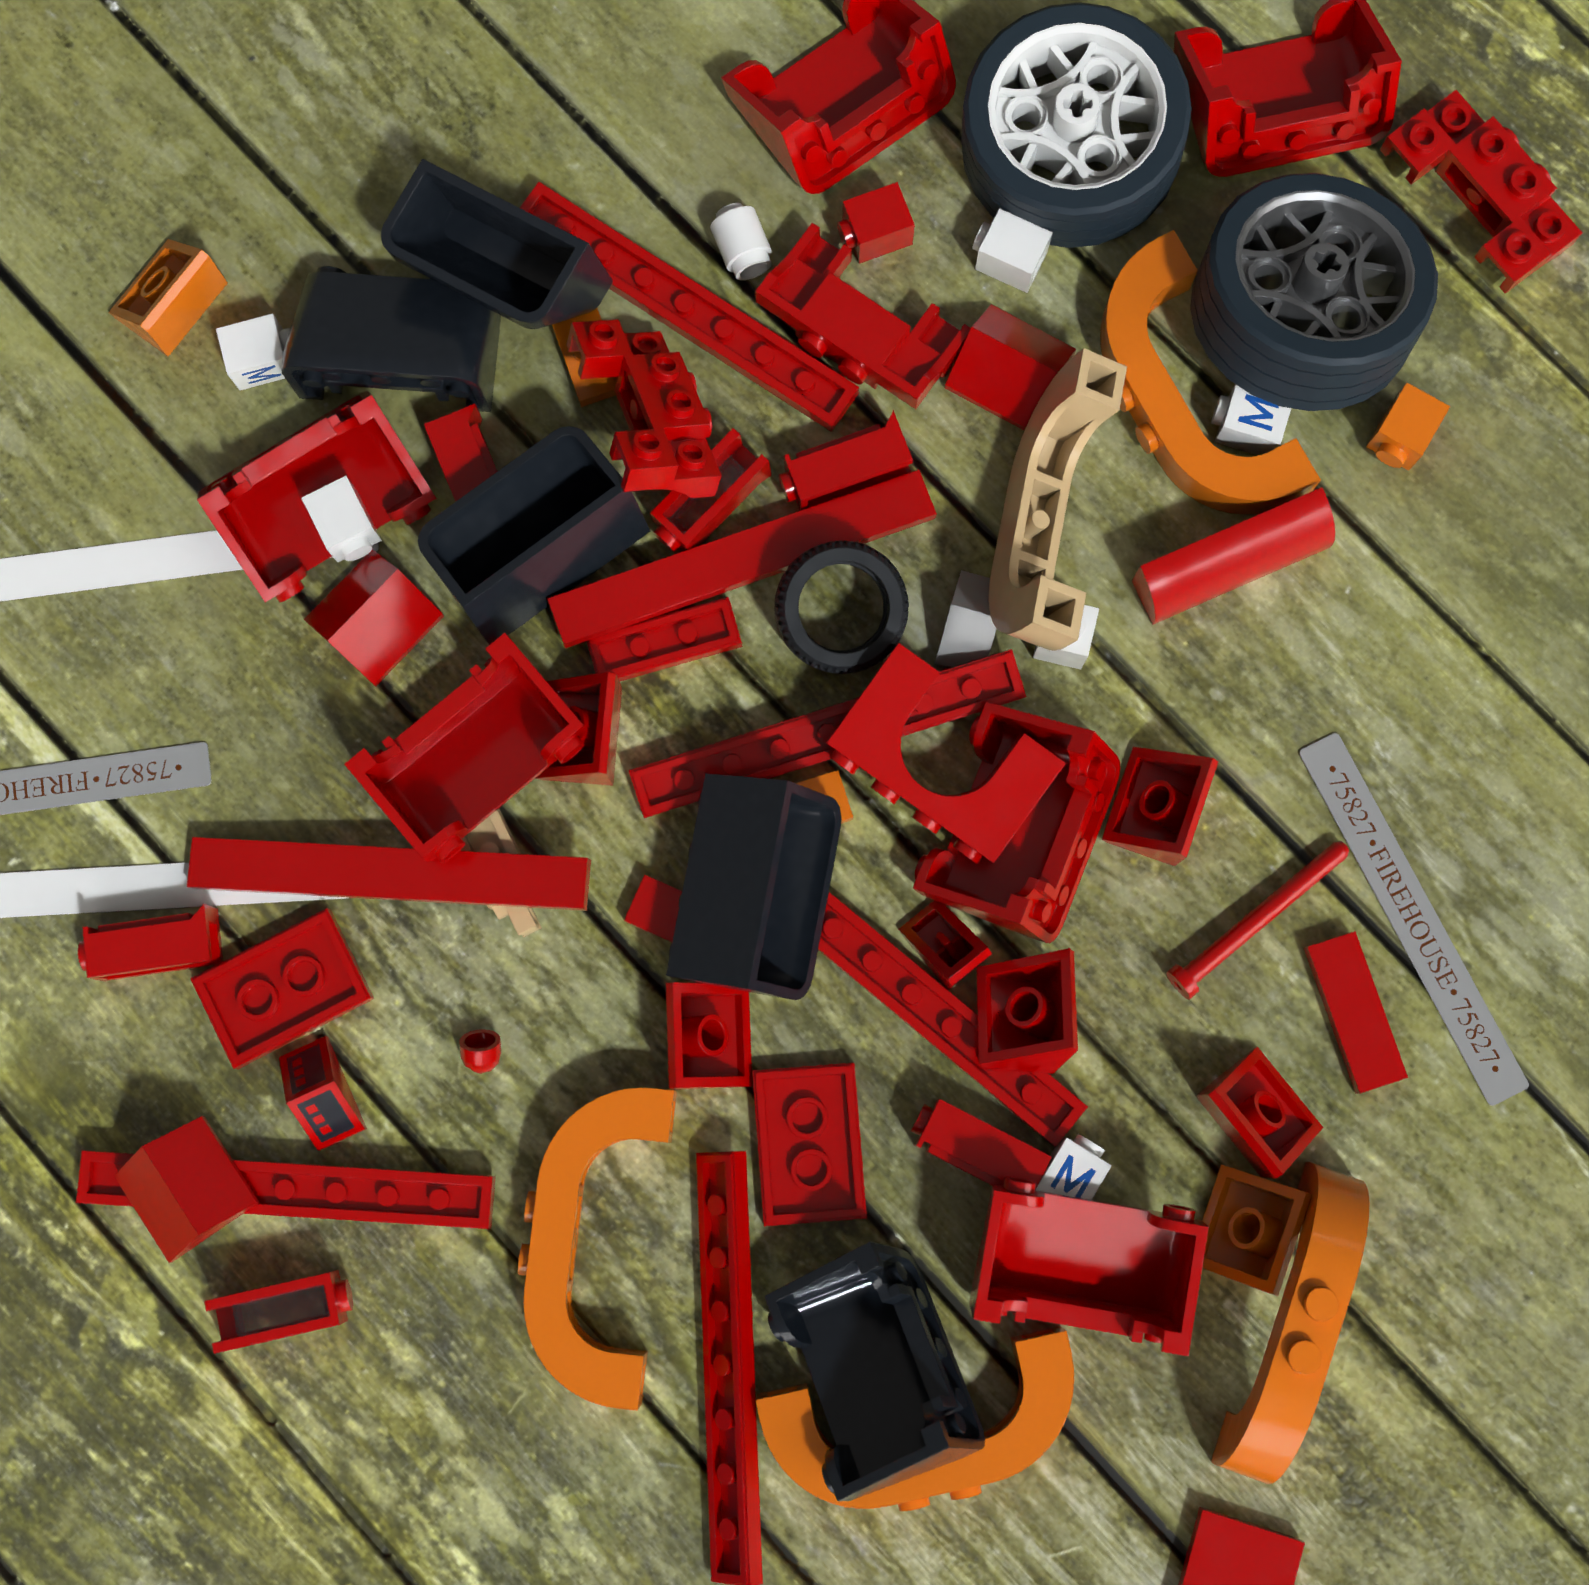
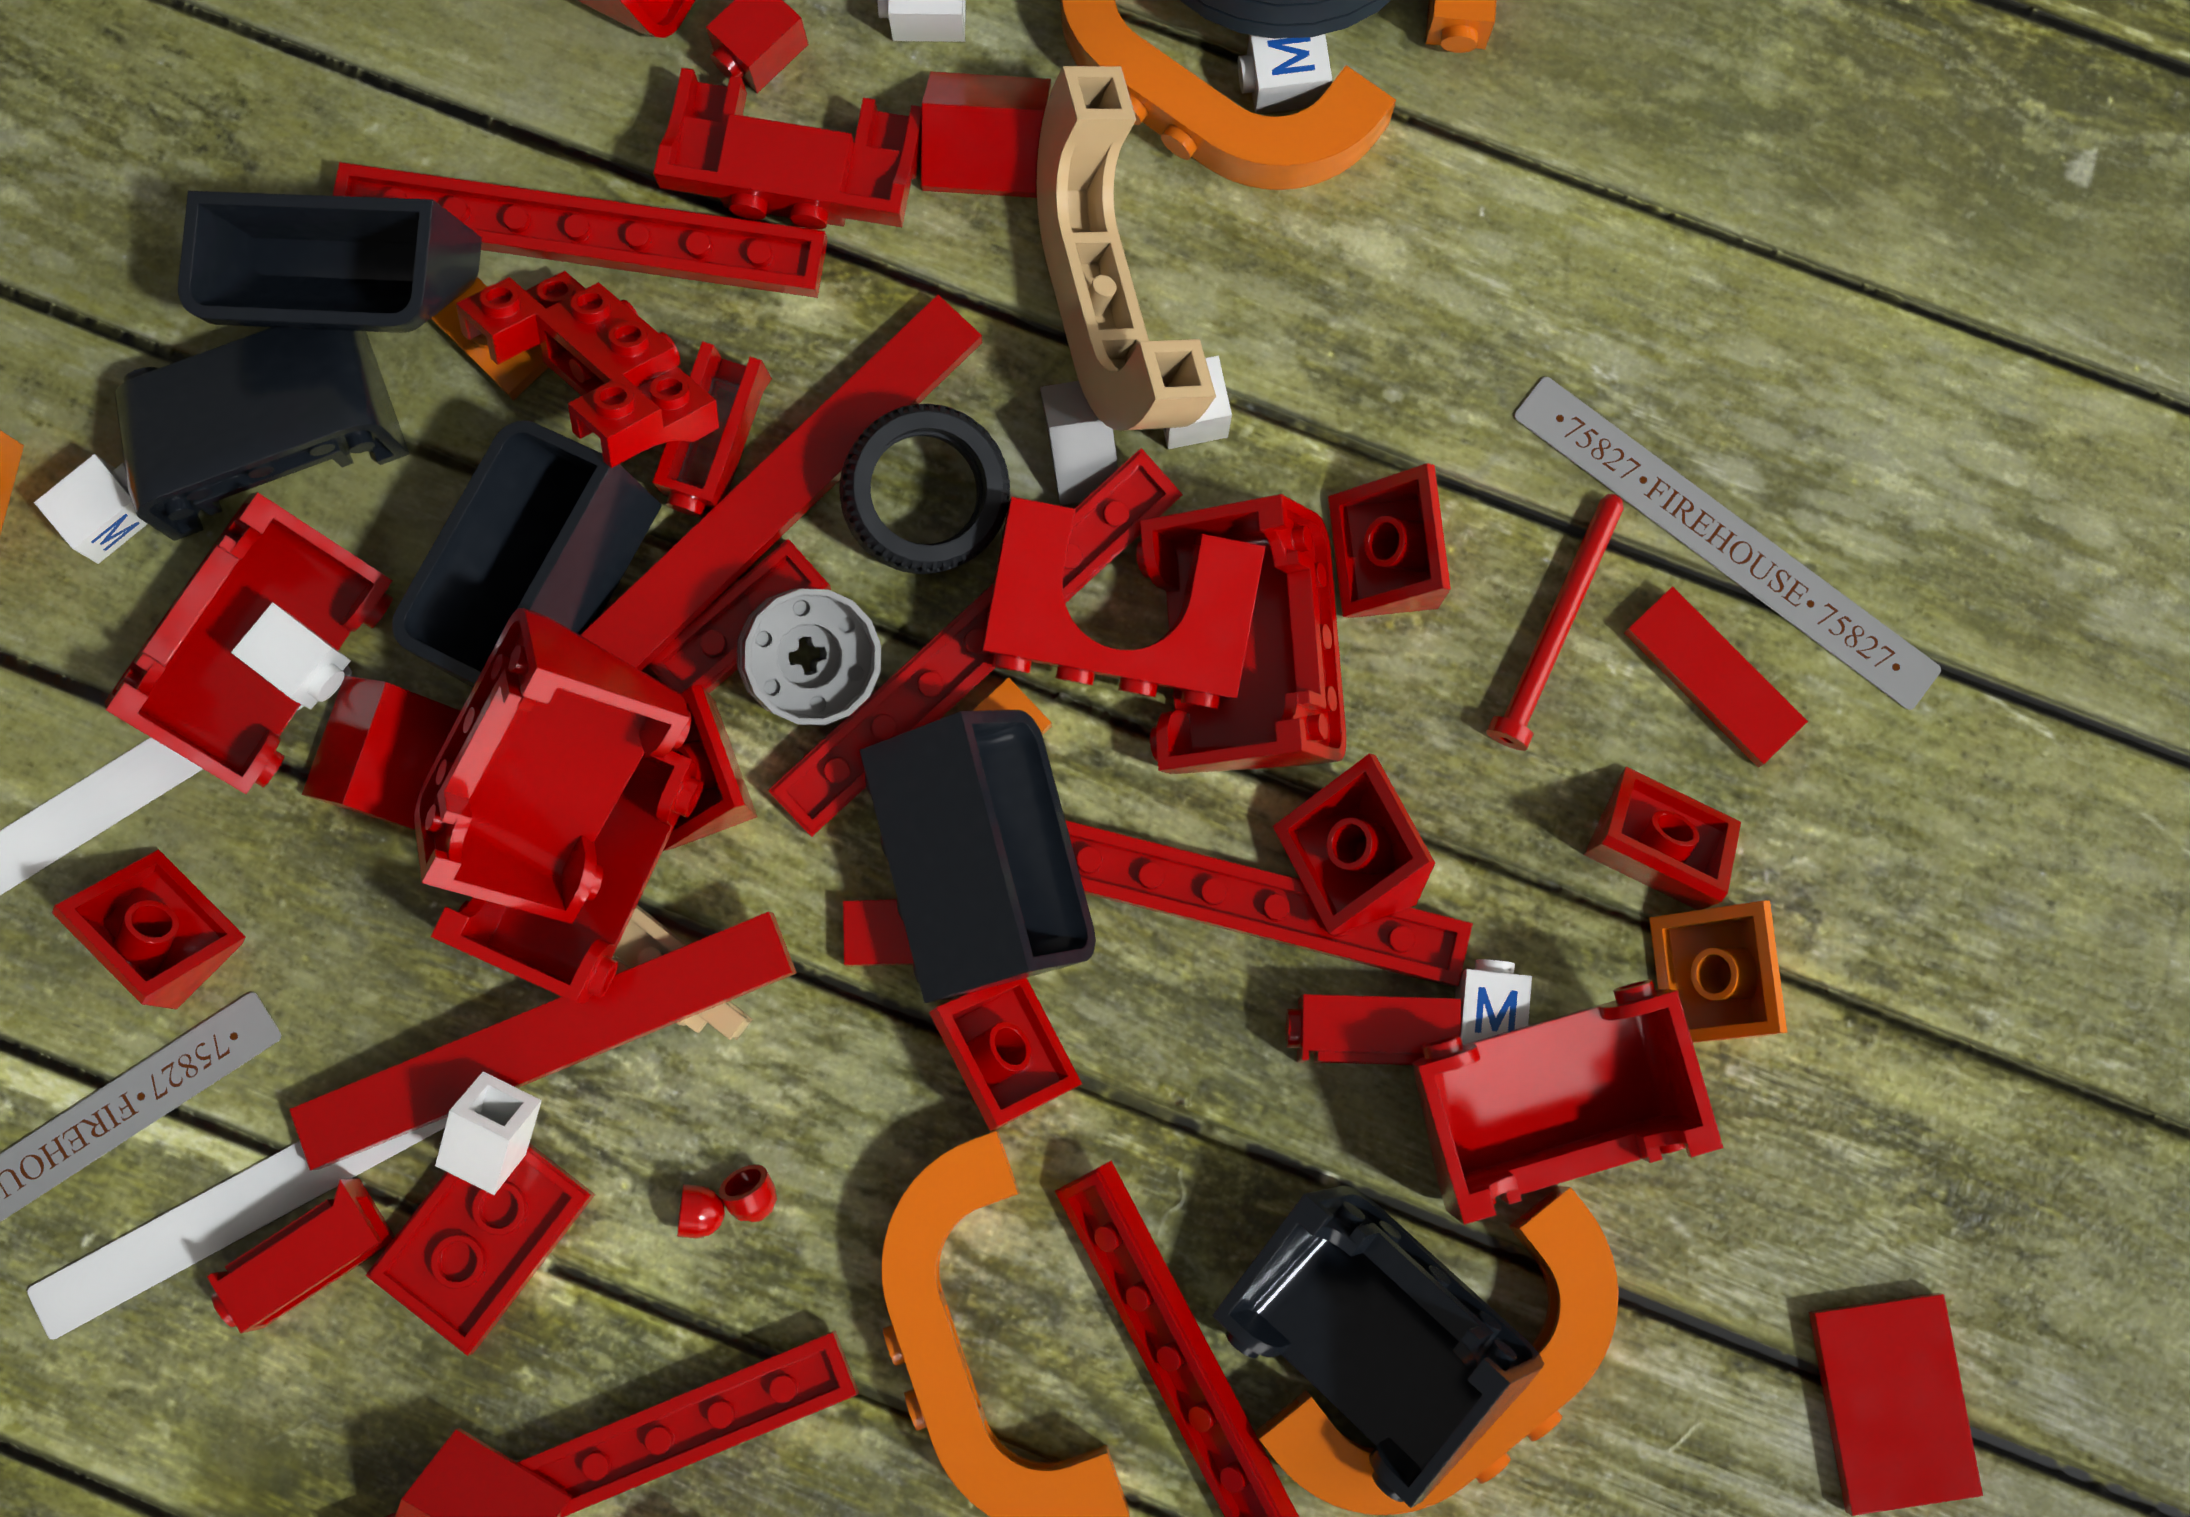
camera: 30 degrees left, 0 degrees up
(157, 667) = (151, 930): none -> red slope
(319, 920) = (488, 1132): none -> white brick
(320, 1094) = (584, 1335): slope -> none
(440, 1047) = (699, 1212): none -> red hinge
(461, 449) = (395, 510): red window -> none
(474, 682) = (539, 768): none -> red windscreen
(717, 713) = (836, 680): none -> light grey wheel
(741, 241) = (610, 126): white brick -> none
(809, 1144) = (1179, 1118): red tile -> none
(846, 465) = (852, 326): red window -> none
(944, 943) = (1224, 816): red slope -> none
(1235, 556) = (1340, 229): red brick -> none
(1302, 1342) = (1838, 1056): orange arch -> none

